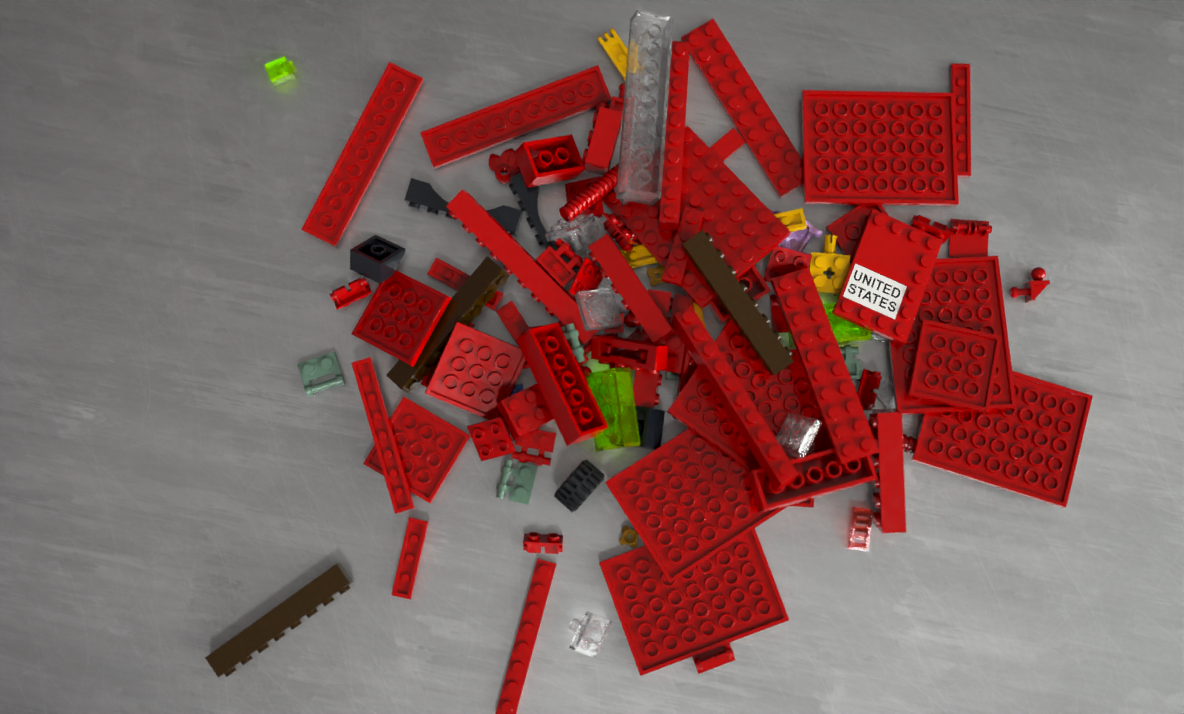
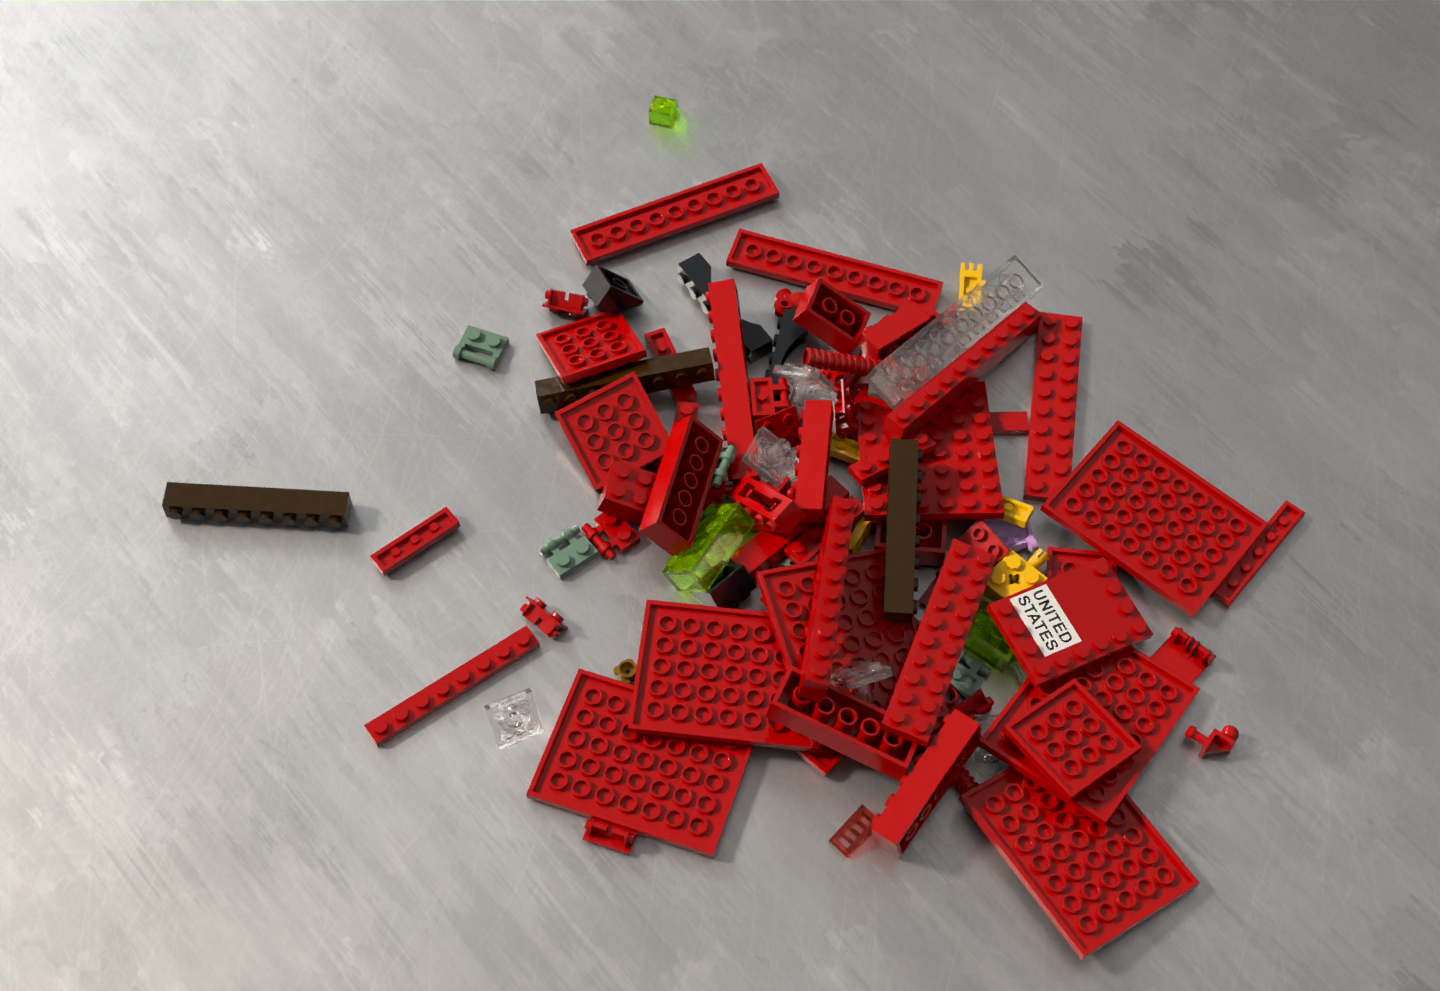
camera: 35 degrees right, 25 degrees down
(383, 435) = (486, 424): red plate -> none
(425, 446) = (505, 461): red plate -> none
(491, 438) = (578, 496): red hinge -> none
(579, 485) = (620, 584): black tyre -> none
(652, 273) = (849, 484): pearl gold plate -> none
(937, 229) = (1157, 626): red hinge -> none

